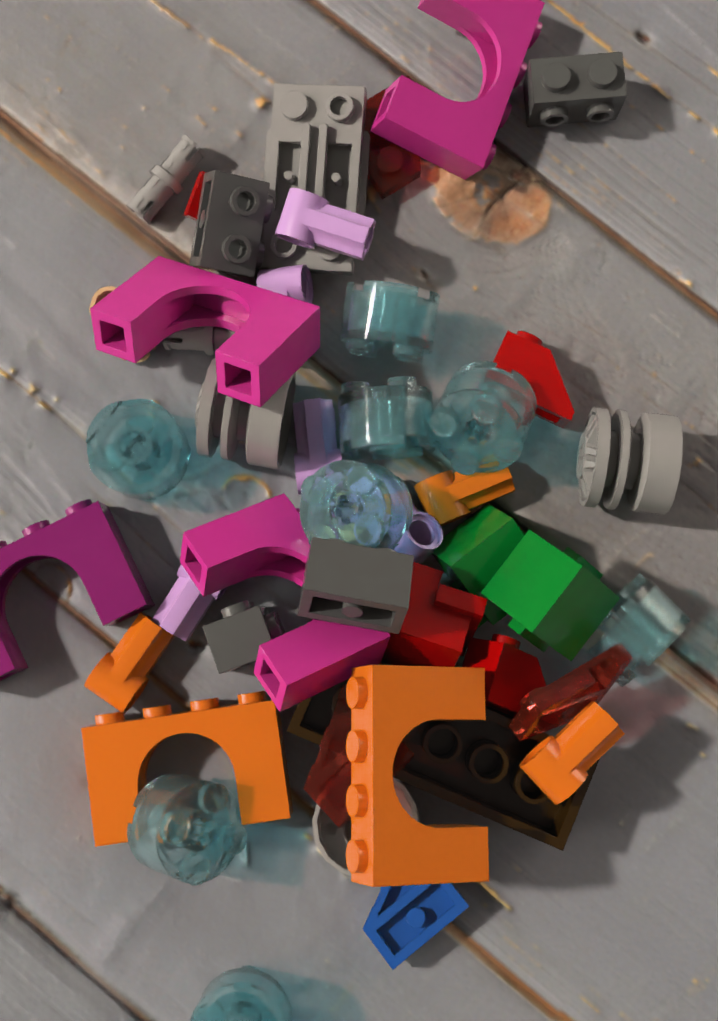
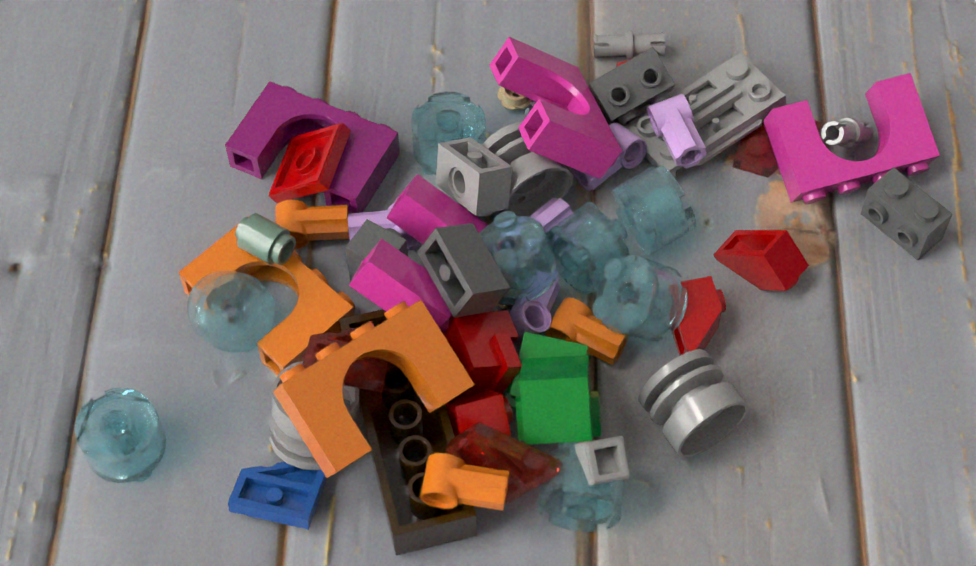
camera: 50 degrees right, 25 degrees down
(61, 614) = (309, 163): none -> red tile
(133, 740) = (265, 239): none -> sand green brick
(226, 474) = (473, 176): none -> light grey brick
(450, 65) = (847, 132): none -> light grey pin
(514, 262) = (763, 258): none -> red slope
(646, 602) = (604, 460): none -> light grey slope

